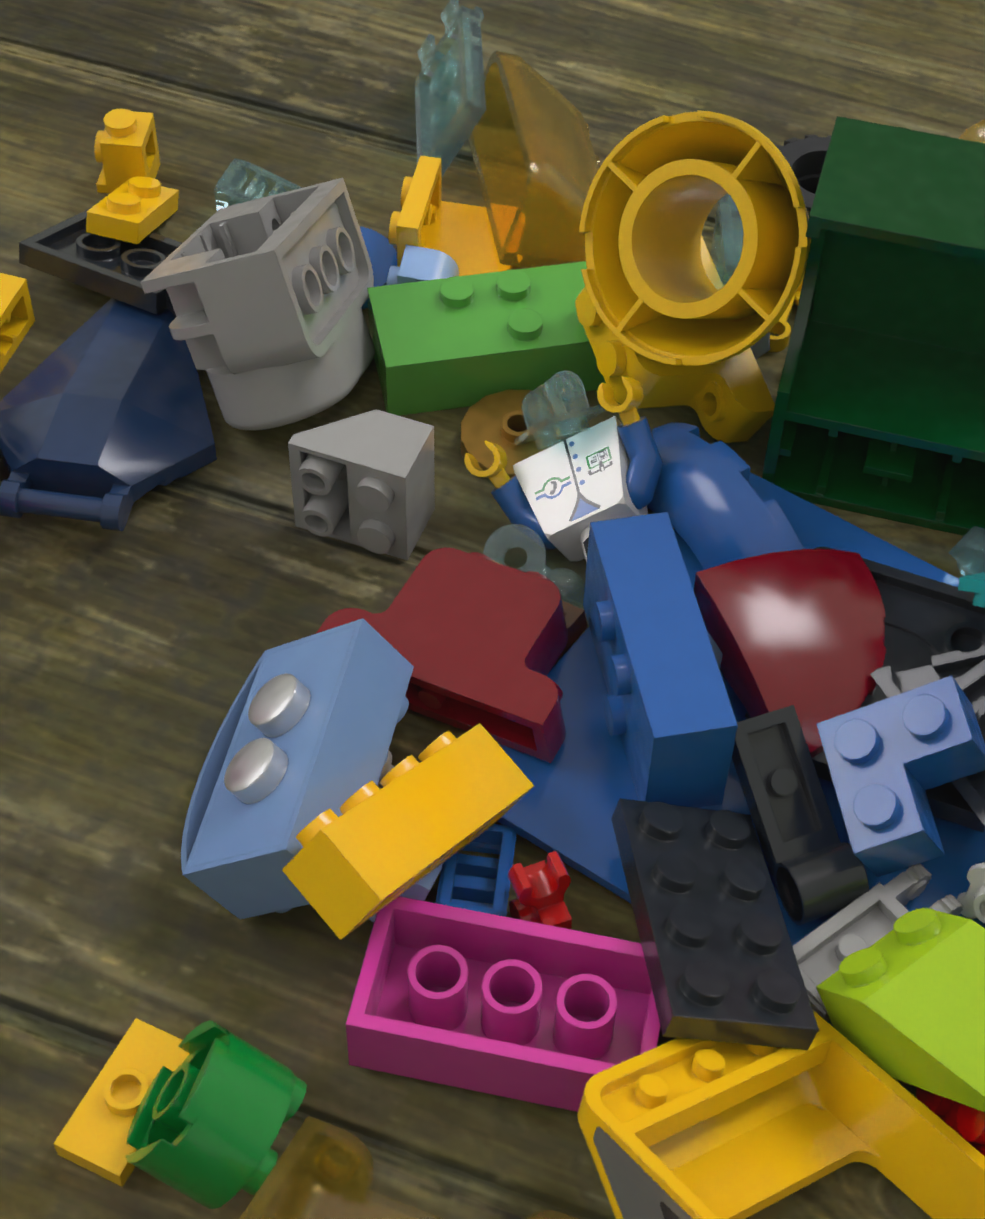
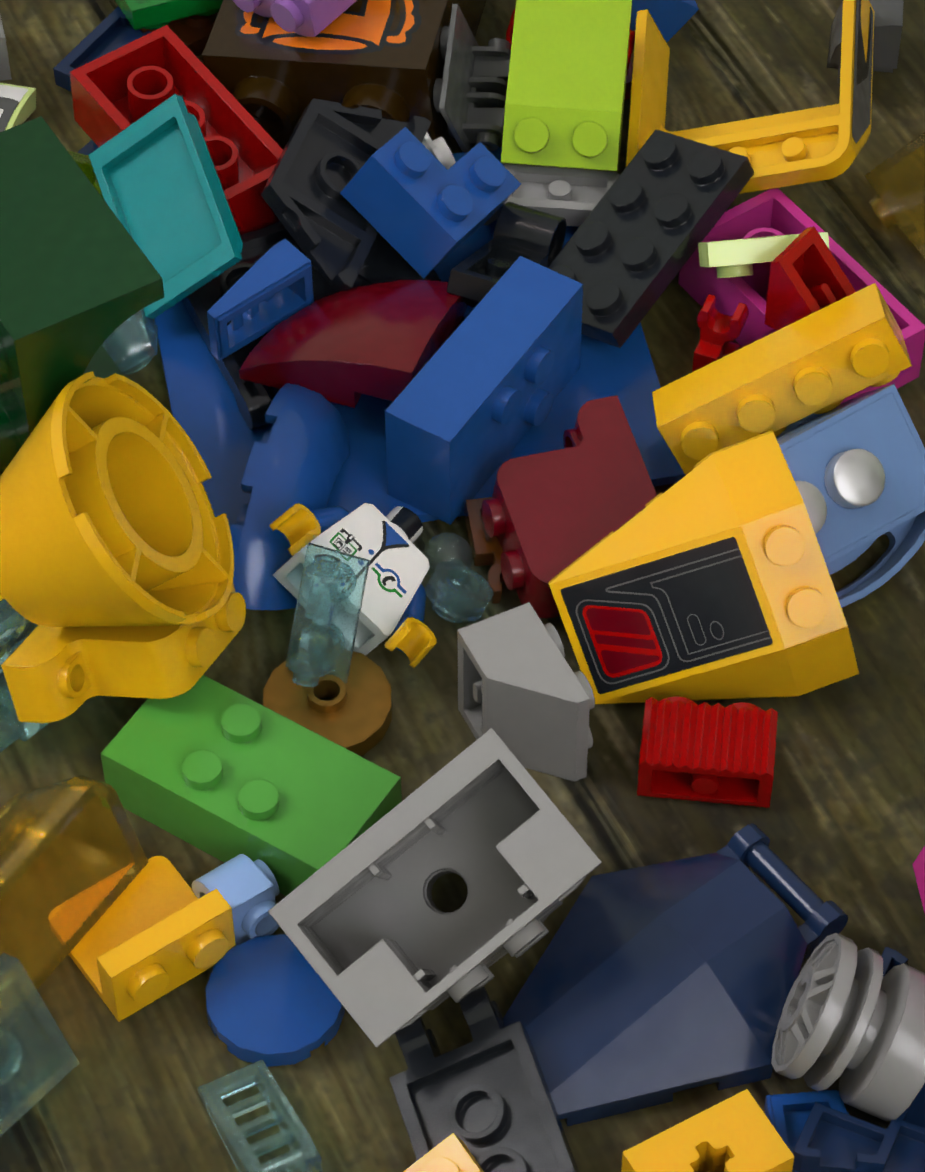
camera: 135 degrees left, 0 degrees up
(208, 567) = (707, 752): none -> red brick
(287, 616) = (709, 591): none -> yellow wedge
(450, 923) = (803, 281): none -> red slope
(560, 948) = (737, 256): none -> yellowish green plate
(917, 607) = (261, 299): none -> blue slope

